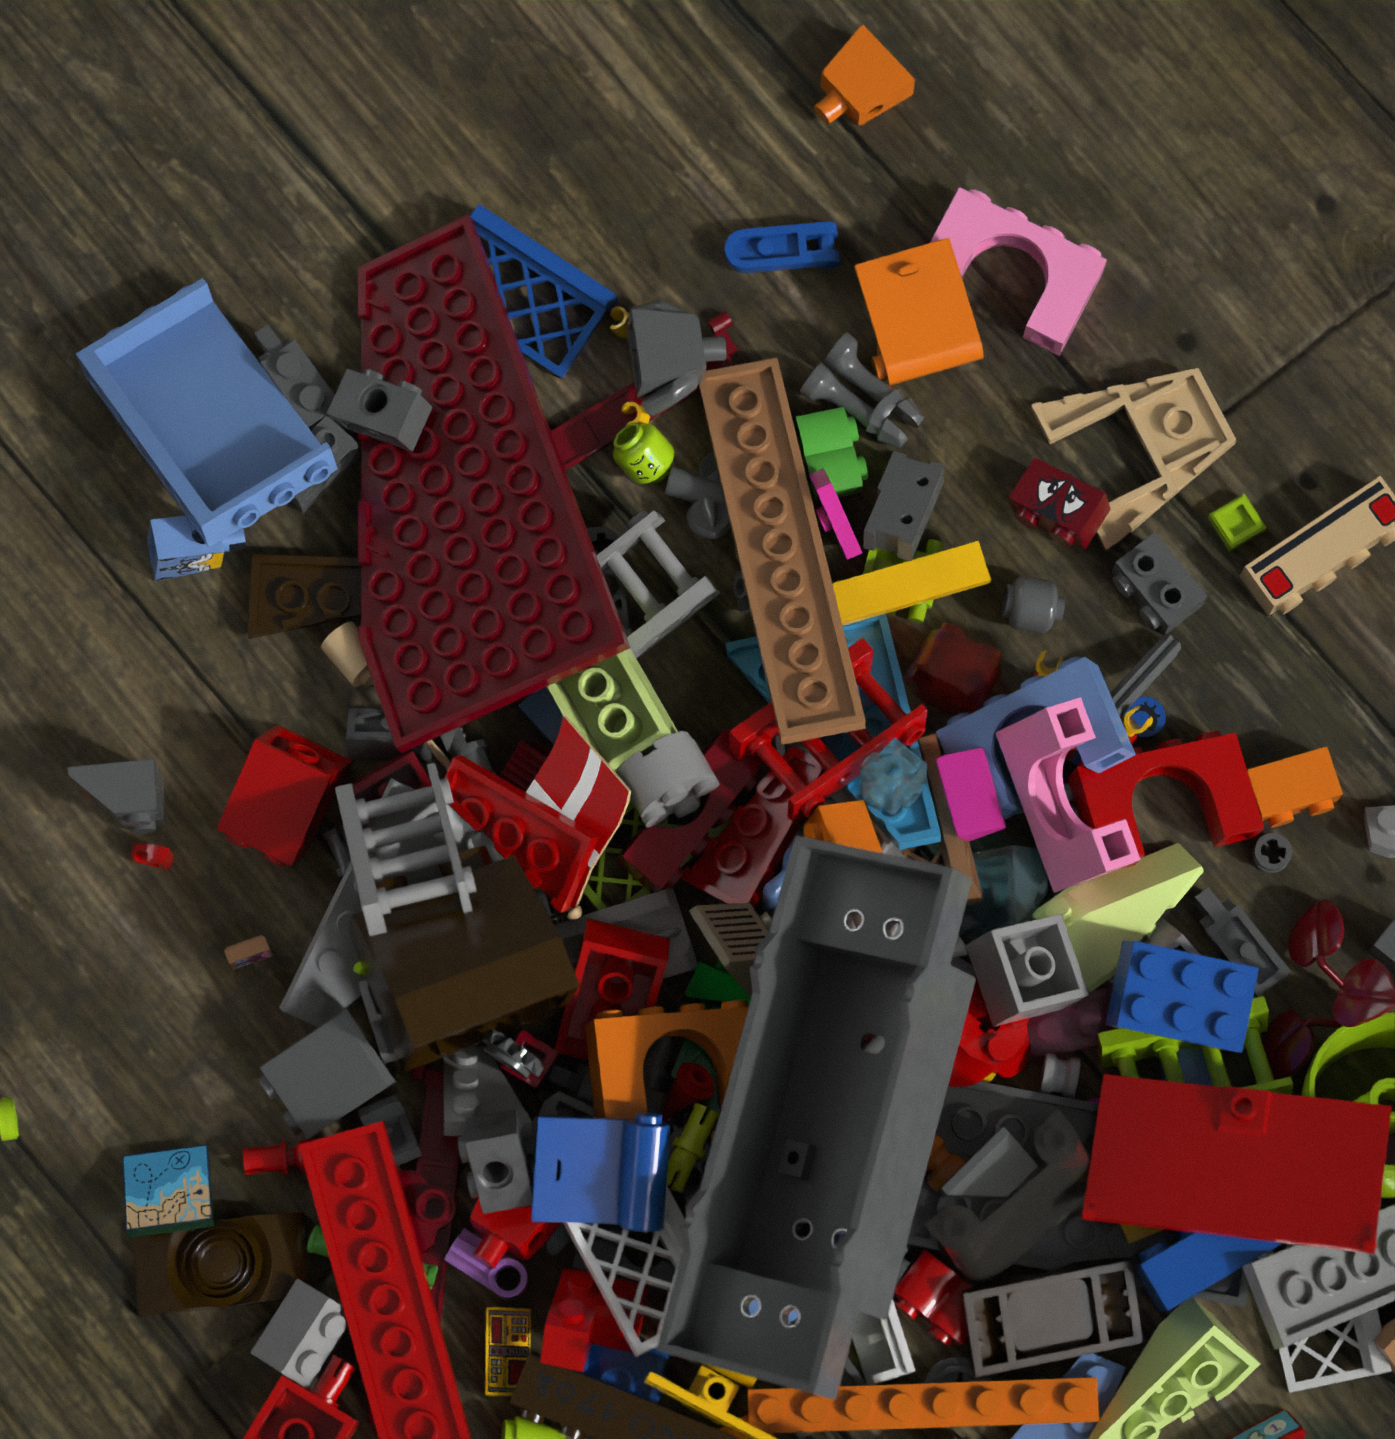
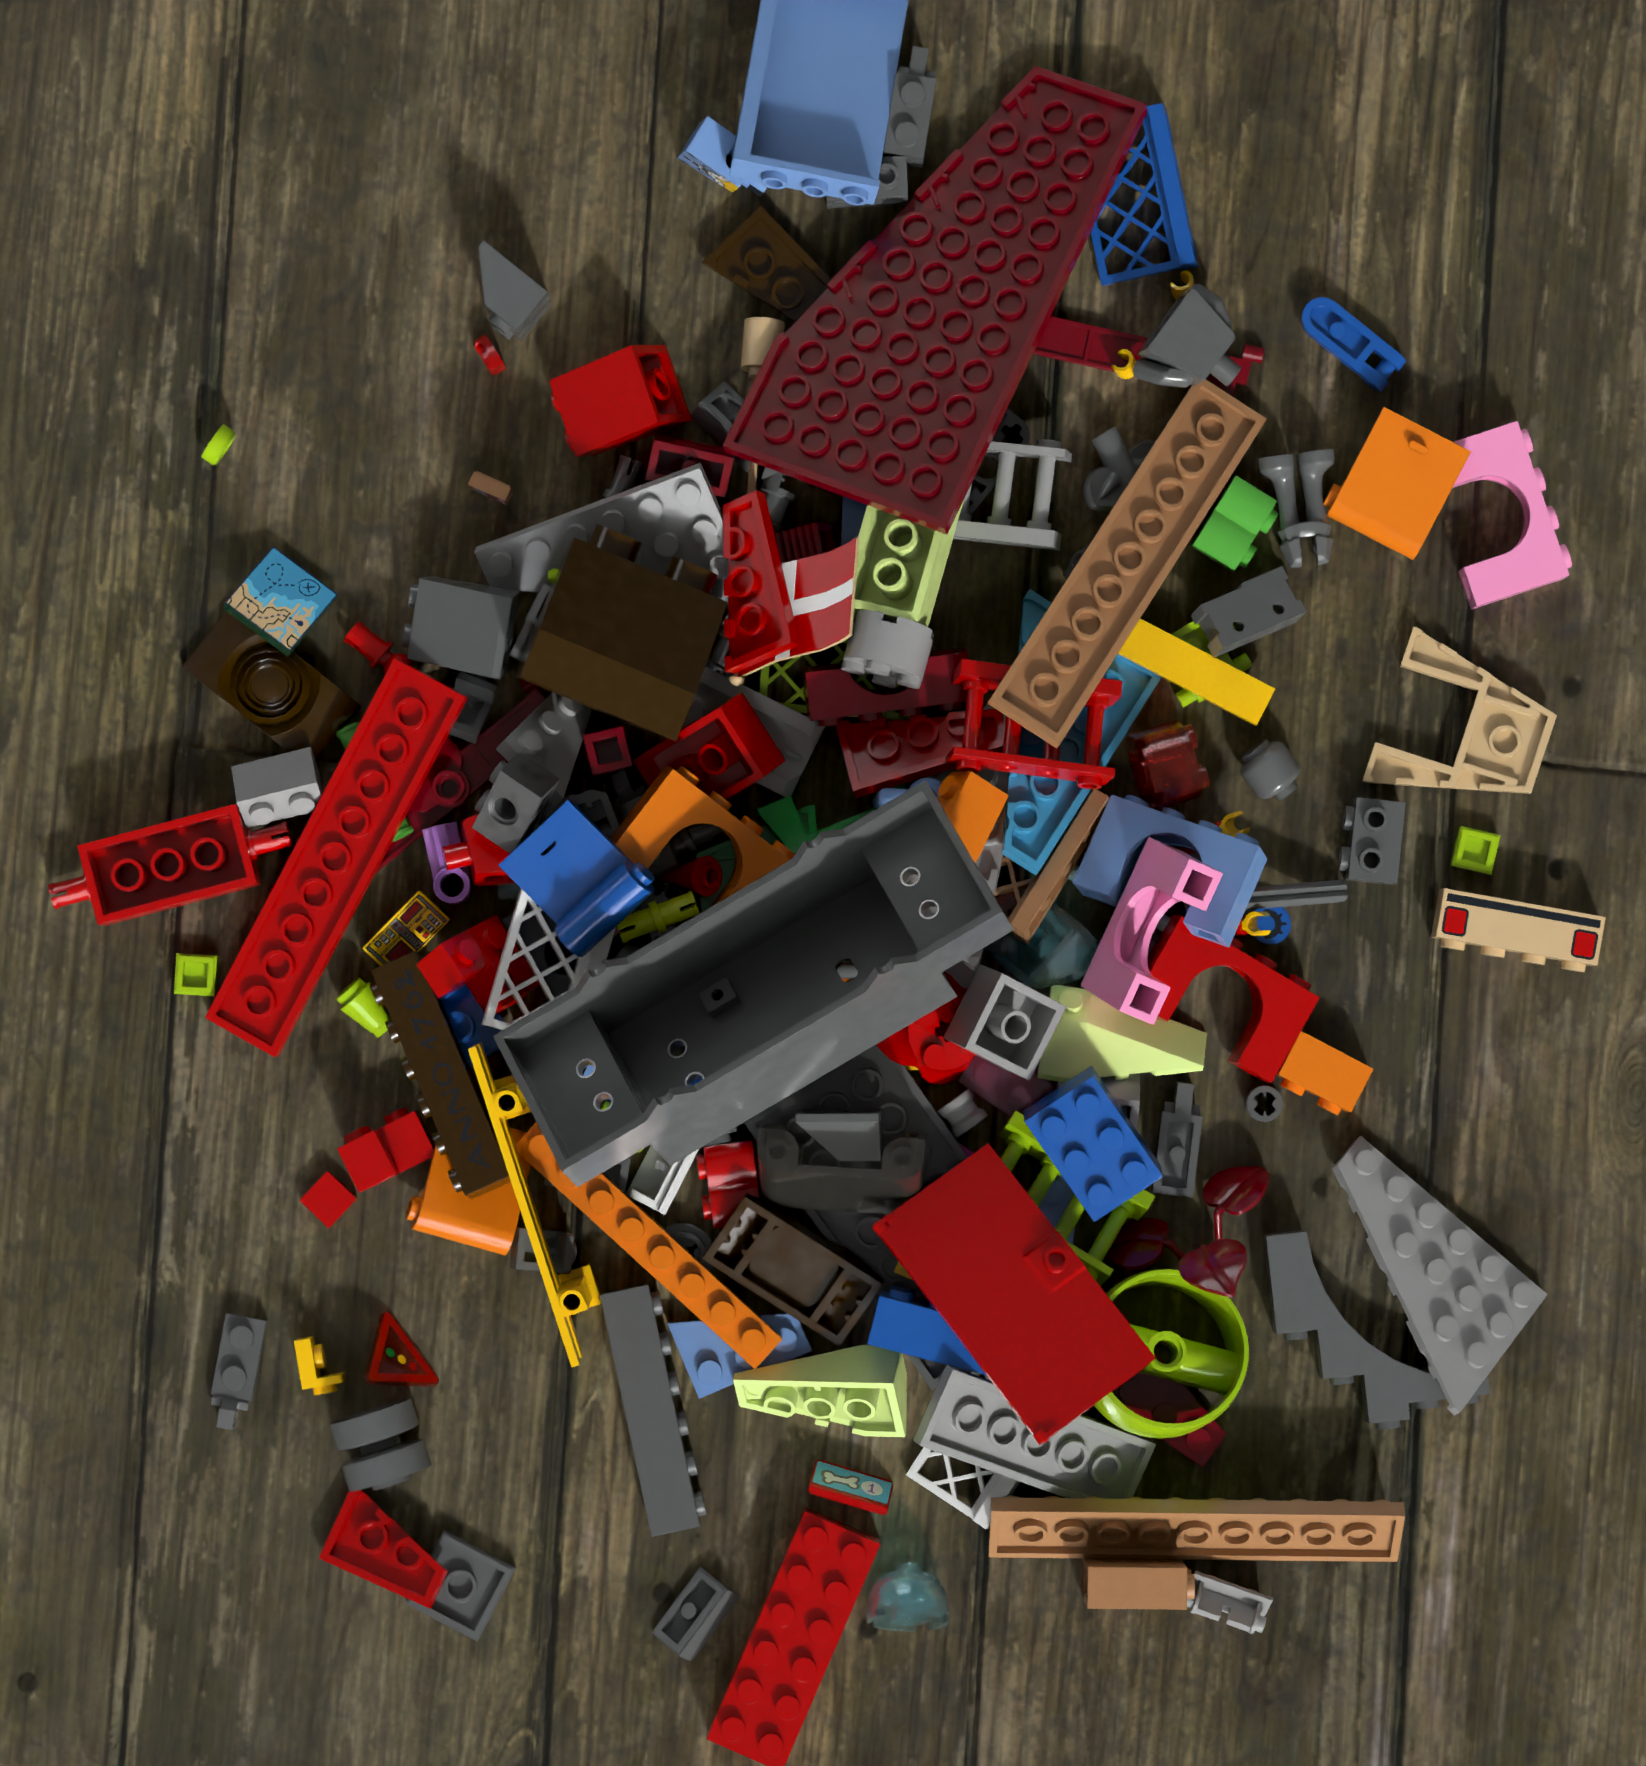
camera: 45 degrees right, 10 degrees up
(372, 871) = (632, 492): light grey fence -> none
(395, 424) = (952, 210): dark grey brick -> none
(511, 1054) = (595, 737): dark grey gear -> none
(643, 453) = (1103, 397): lime head -> none
(734, 934) = (826, 802): dark tan slope -> none
(832, 514) = (1191, 572): dark pink plate -> none
(862, 81) = (1528, 273): orange torso -> none
(892, 777) = (1042, 800): clear light blue brick -> none
(941, 1164) = (818, 1094): orange wheel -> none
(970, 794) = (1088, 862): dark pink slope -> none
(1059, 504) = (1359, 717): dark red brick -> none

